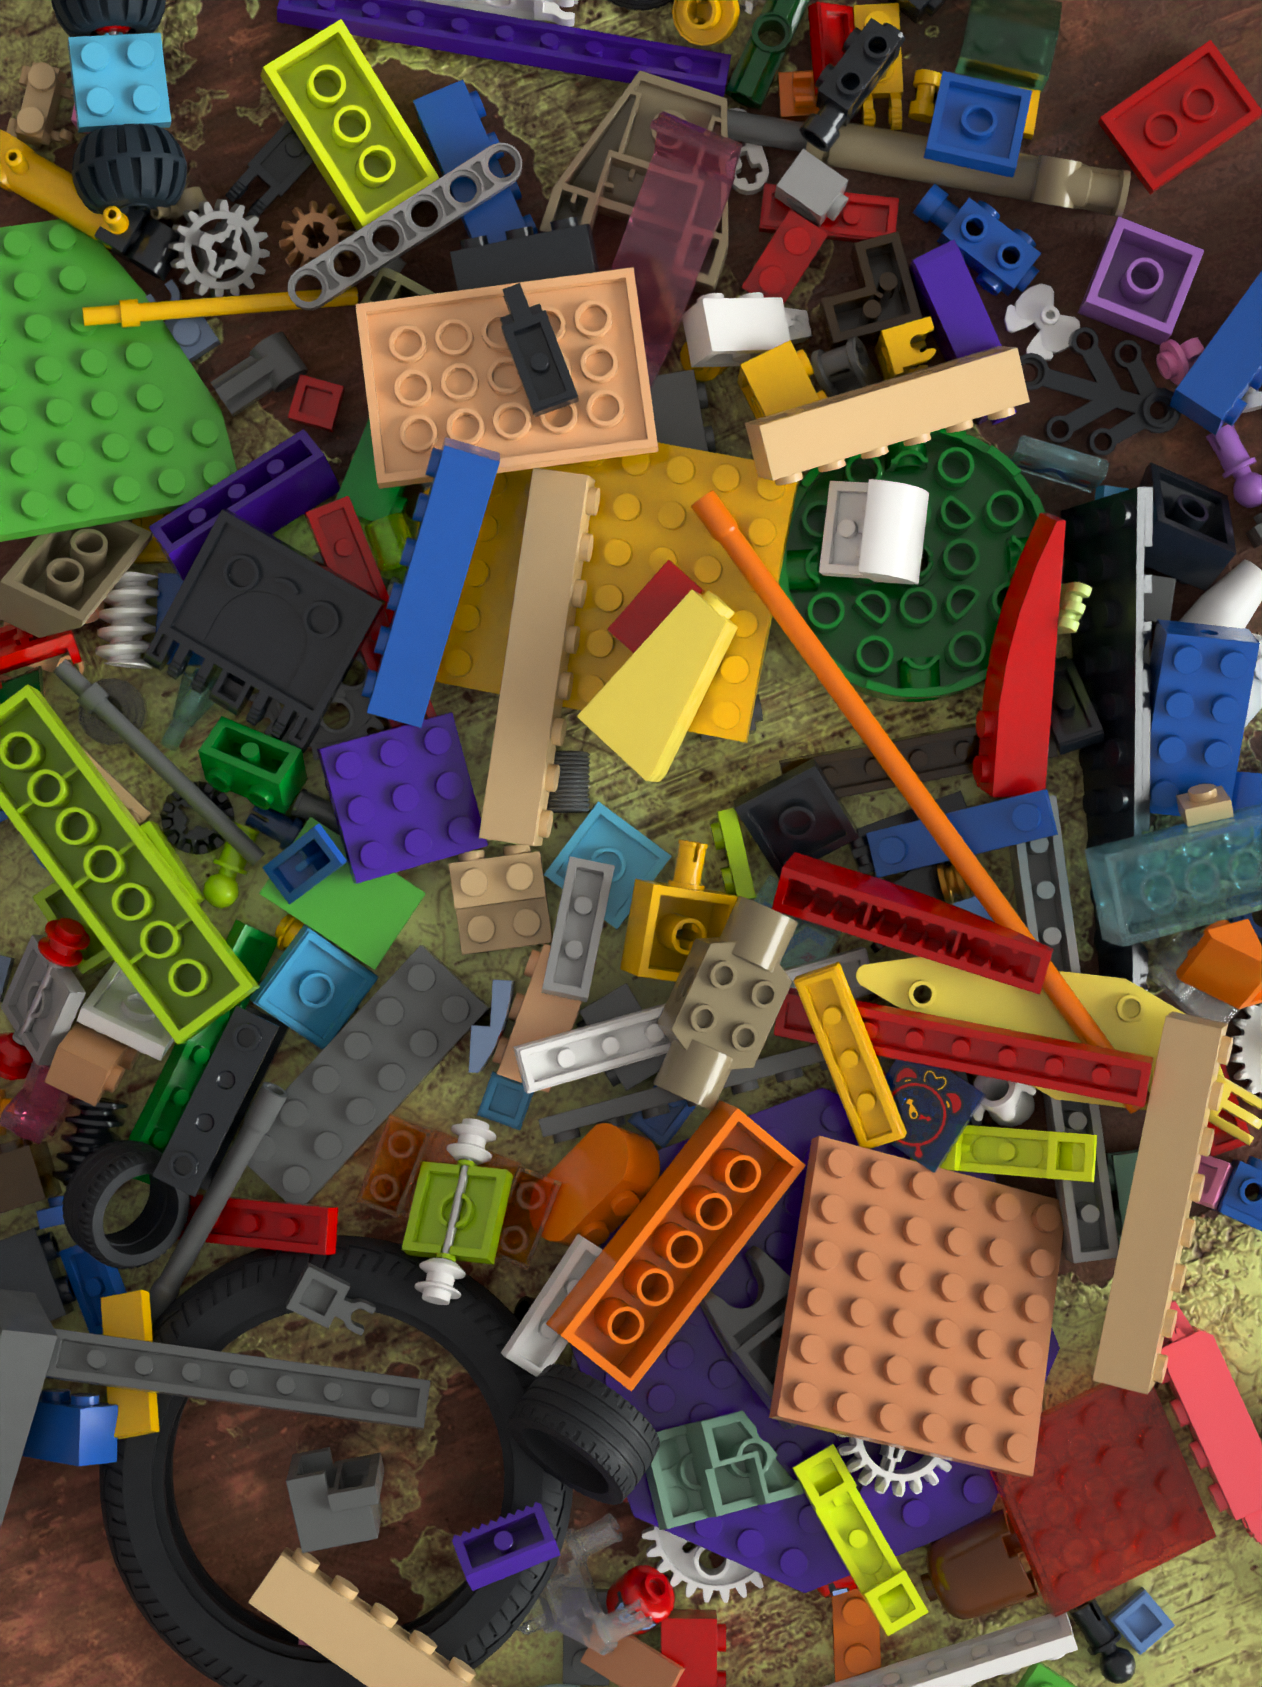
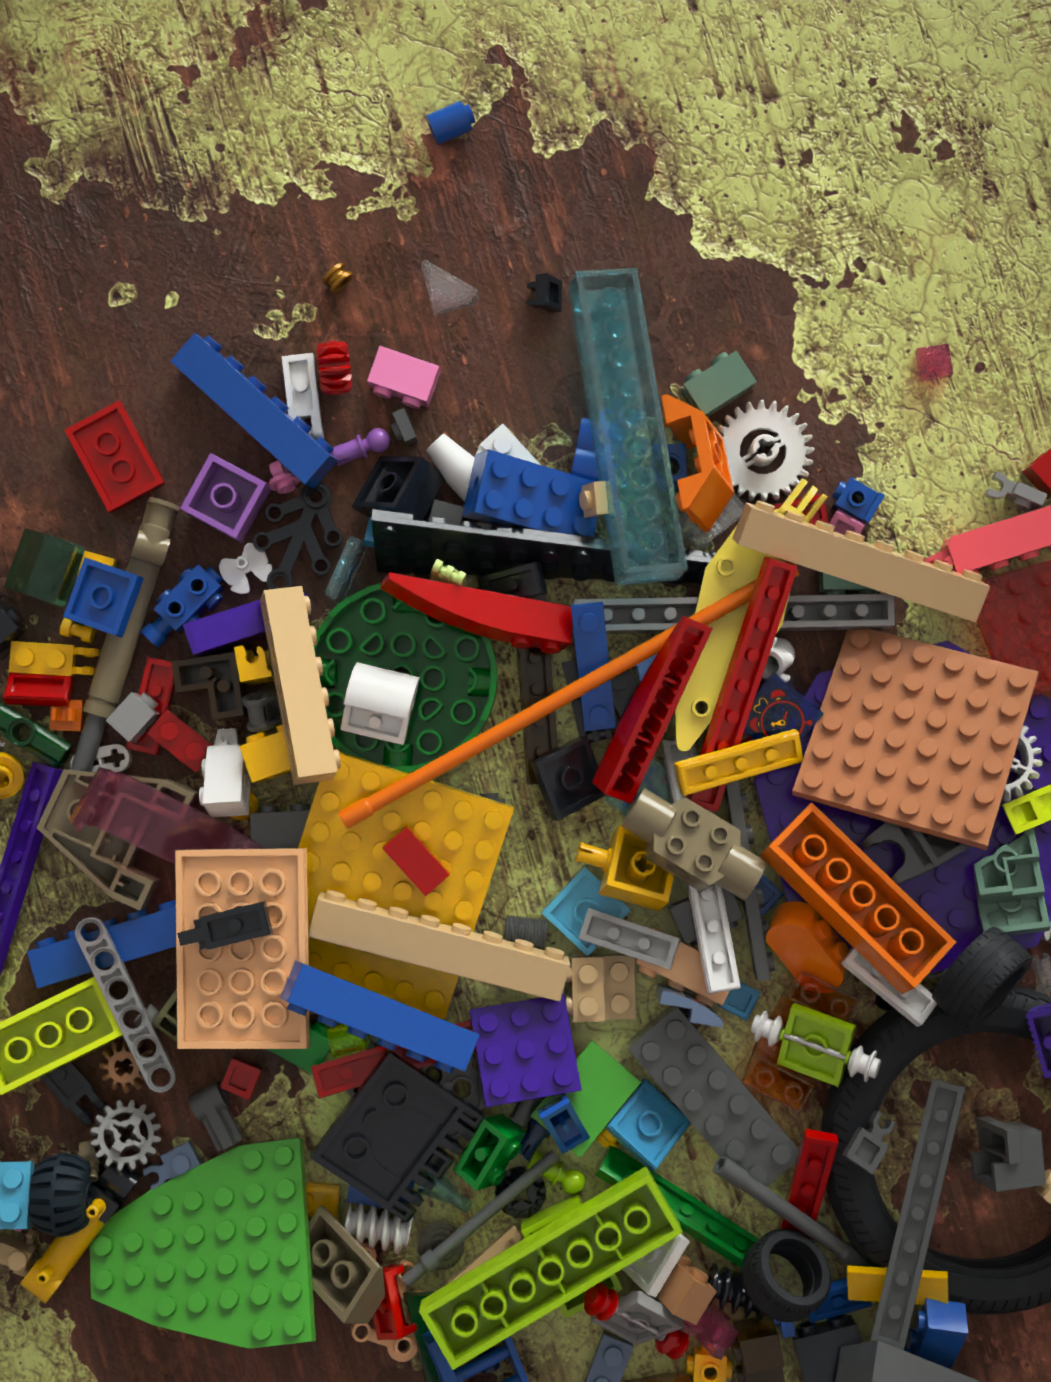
camera: 85 degrees left, 0 degrees up
(131, 312) = (163, 1203): yellow bar -> none
(221, 1100) = (720, 1201): black fence -> none
(264, 492) = (301, 1125): dark purple brick -> none
(526, 256) = (158, 922): black brick -> none
(661, 686) = (471, 864): light yellow slope -> none
(728, 836) = (602, 822): lime plate -> none
(850, 82) = (62, 681): black brick -> none
(952, 883) = (626, 678): pearl gold bush -> none
(1024, 1153) = (816, 650): neon yellow slope -> none

